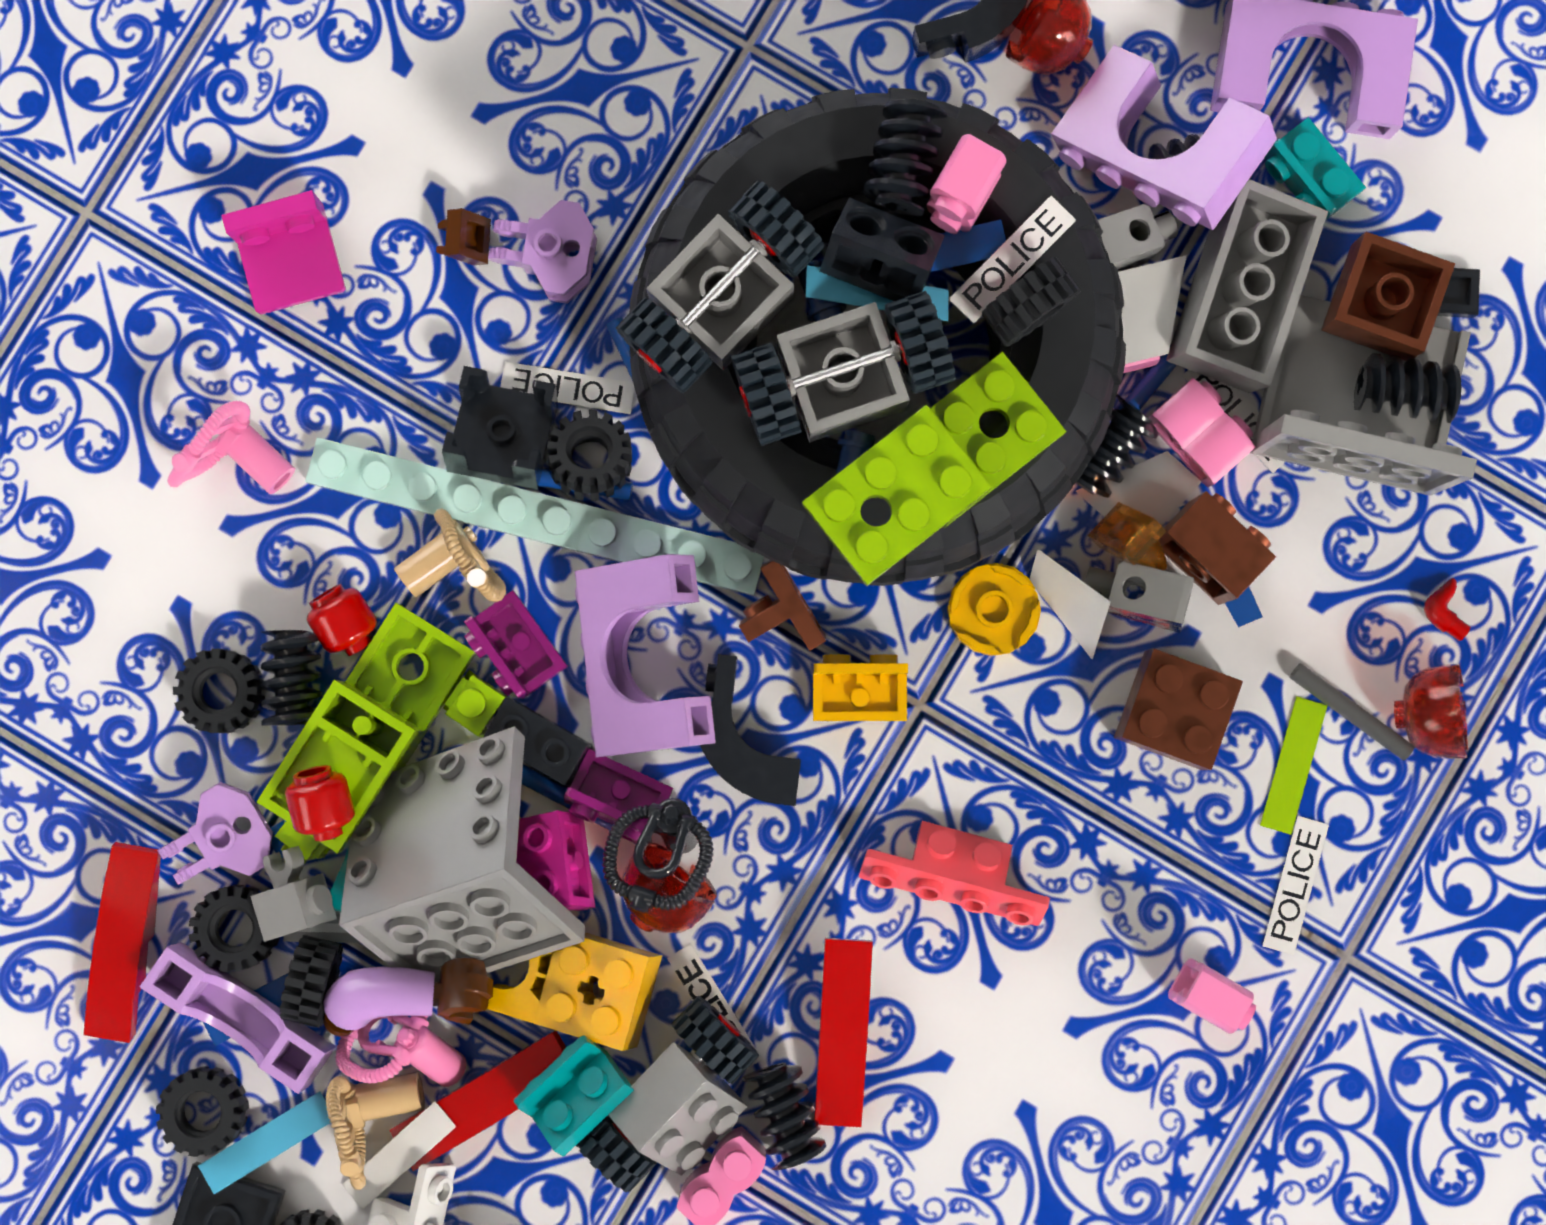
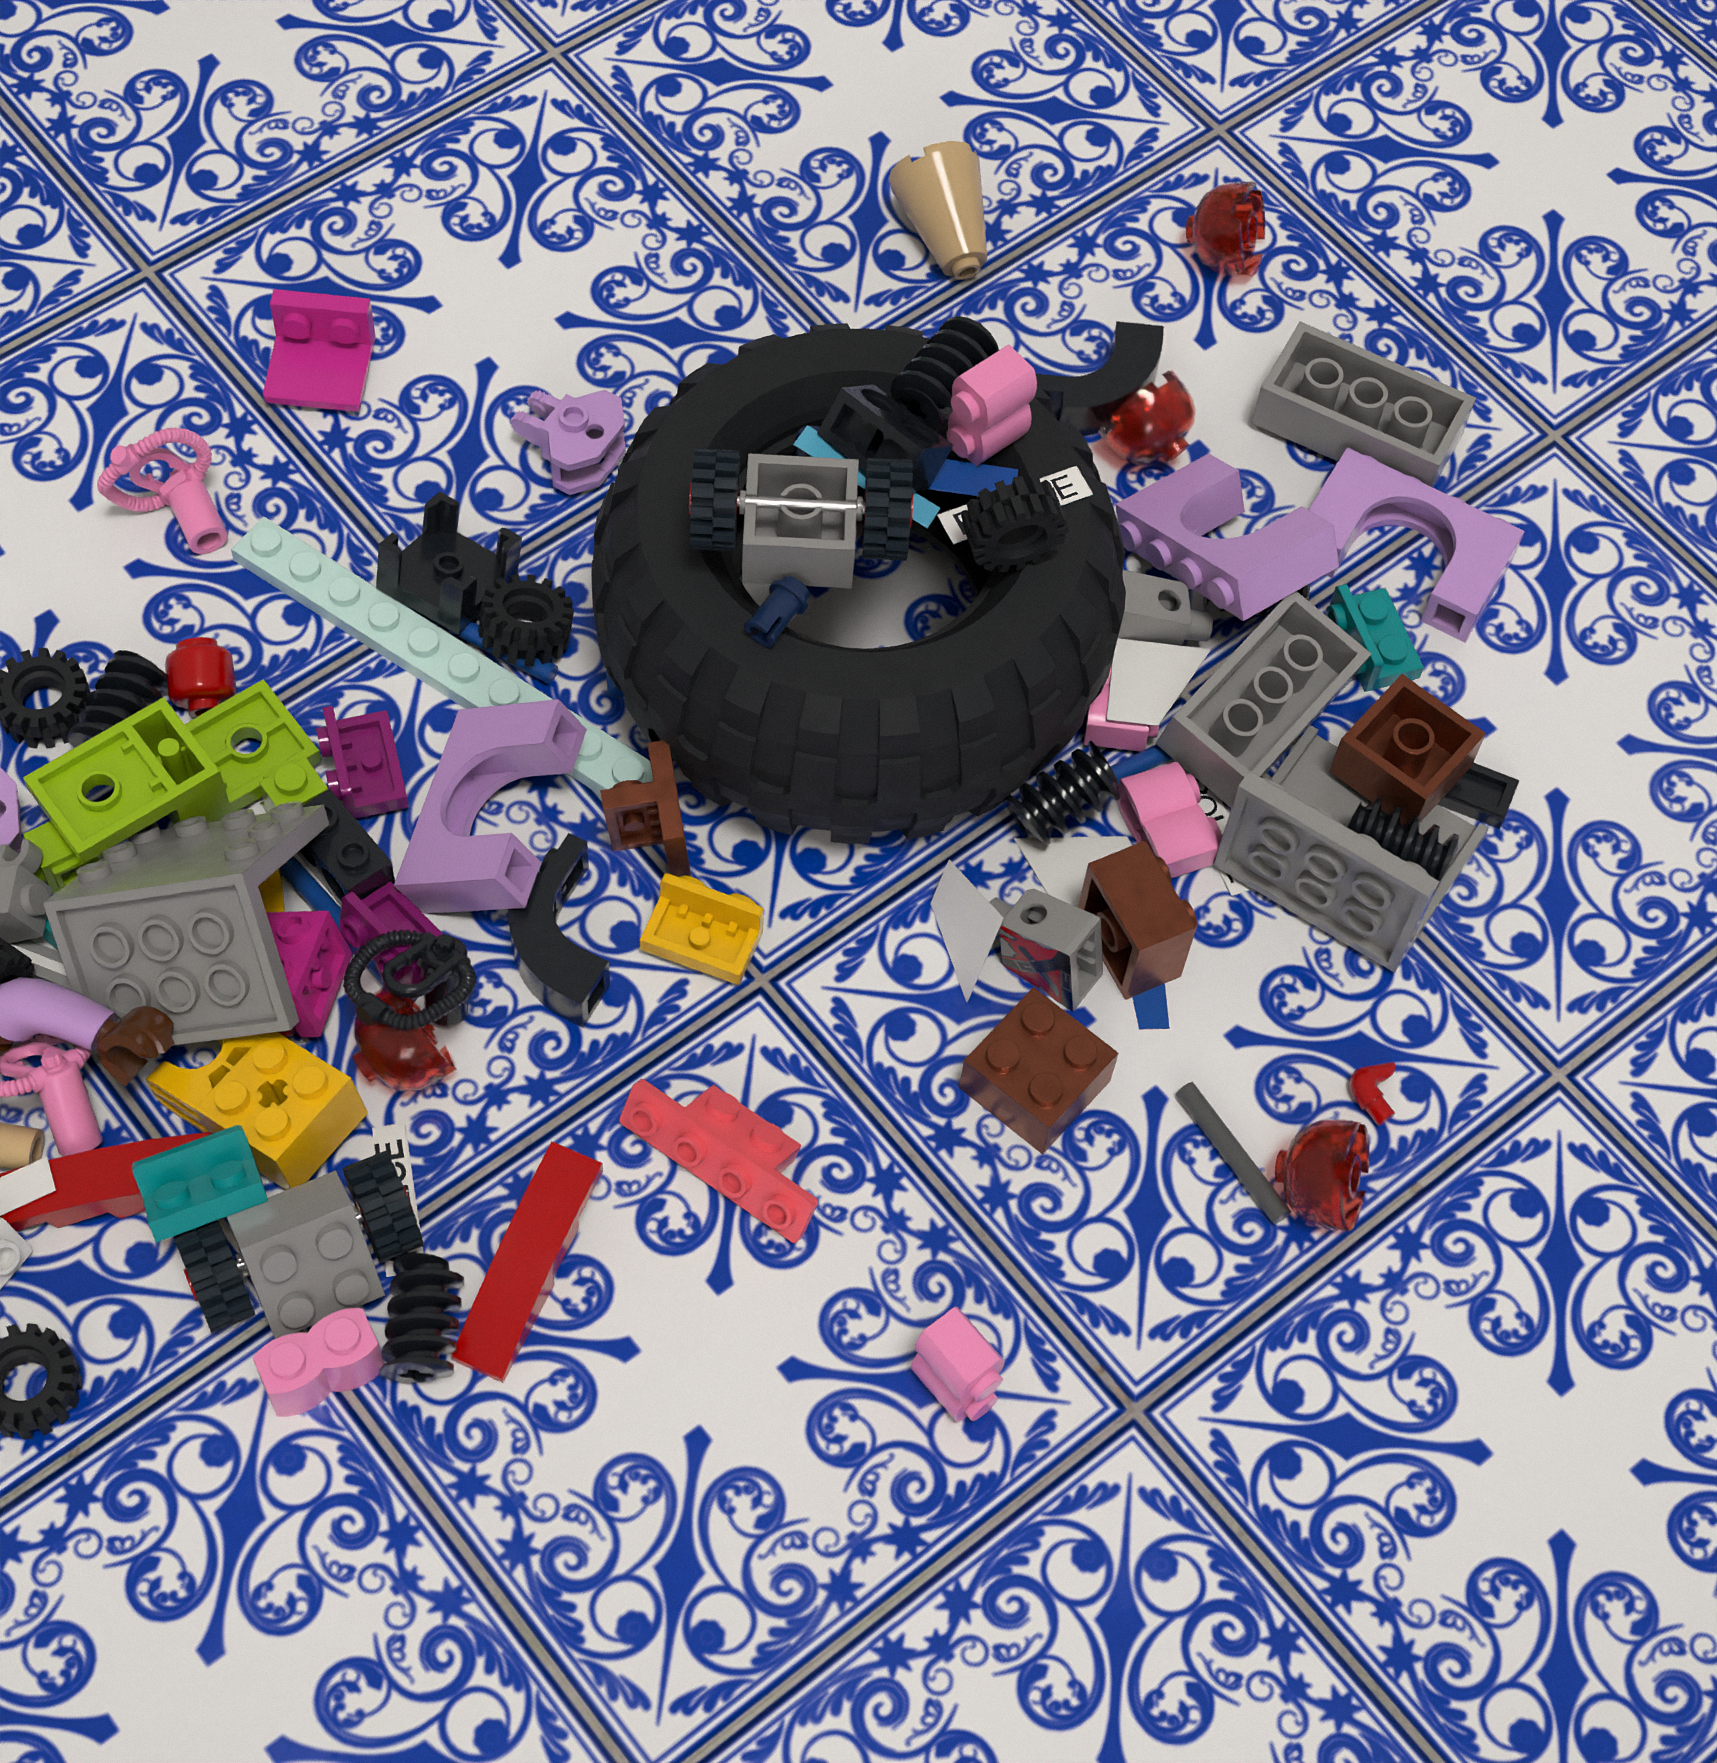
camera: 15 degrees right, 25 degrees down
(319, 802) = (87, 787): red head -> none
(444, 554) = (335, 657): tan piece -> none
(466, 236) = (497, 402): reddish brown tile -> none
(572, 387) = (533, 563): white sticker -> none
(721, 288) = (714, 404): brick -> none
(933, 468) = (854, 631): lime bracket -> none
(993, 609) = (880, 914): yellow tile -> none
(1131, 537) = (1054, 876): clear orange tile -> none
(1293, 765) = (1147, 1187): lime sticker -> none
(1295, 885) = (1103, 1312): white sticker -> none

